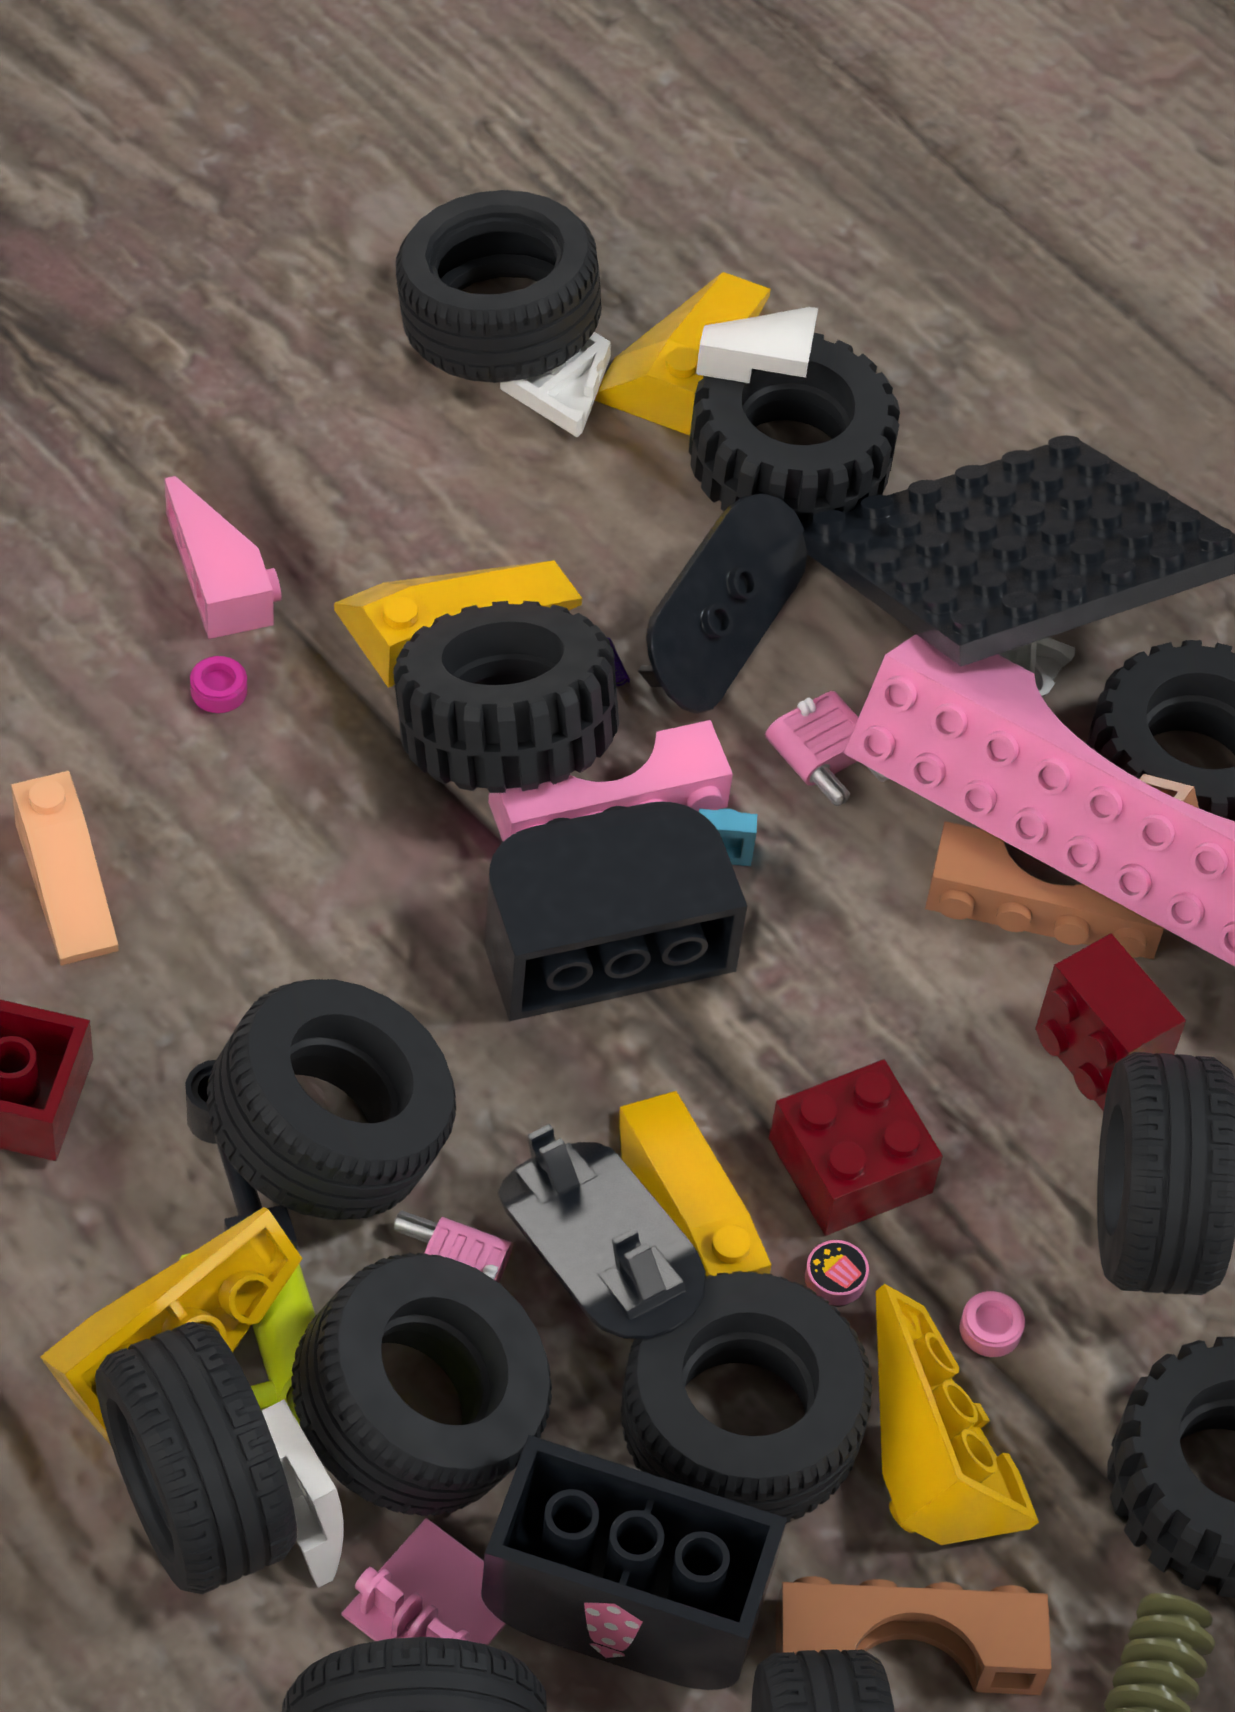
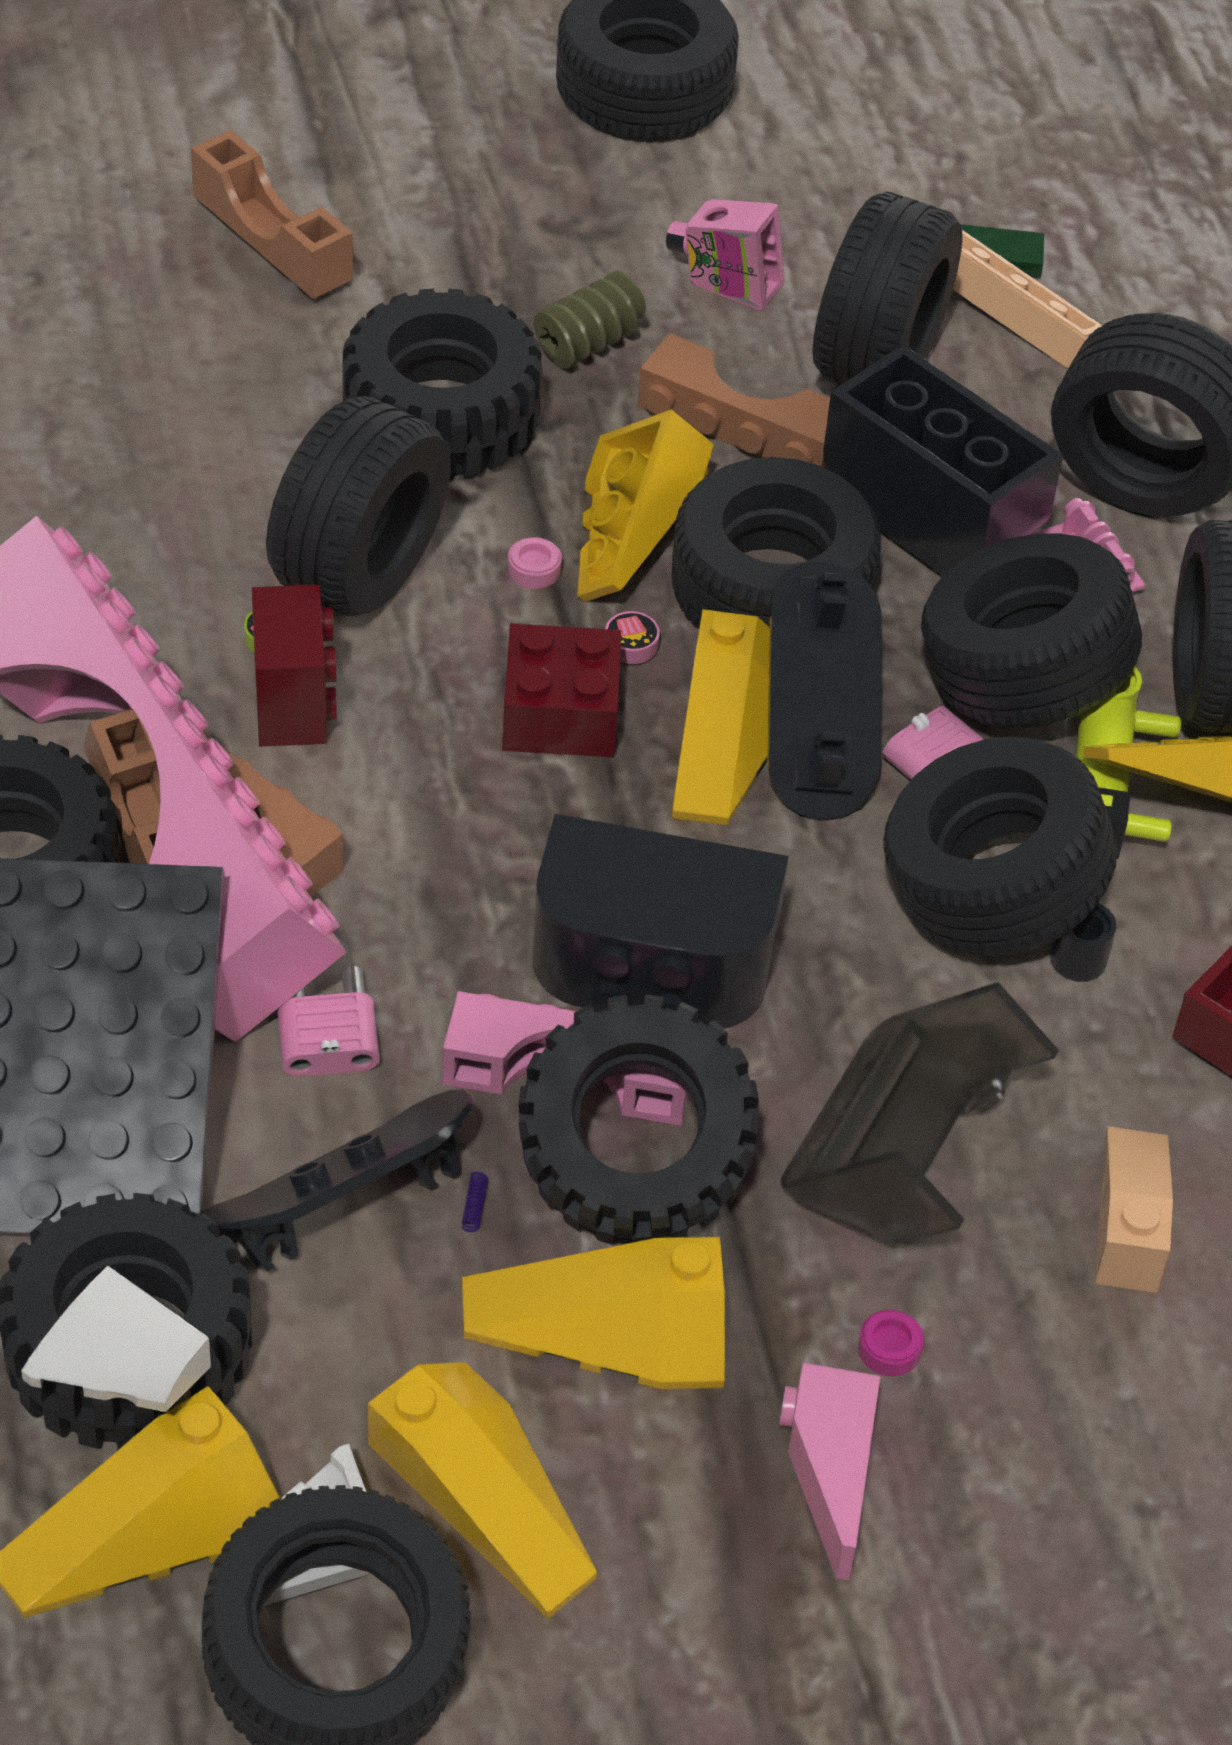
camera: 150 degrees left, 5 degrees down
(312, 1493) = (1163, 639): white slope -> none
(314, 825) = (897, 1106): none -> clear smoke windscreen
(486, 460) = (478, 1470): none -> yellow wedge
(737, 832) = (491, 968): medium azure plate -> none

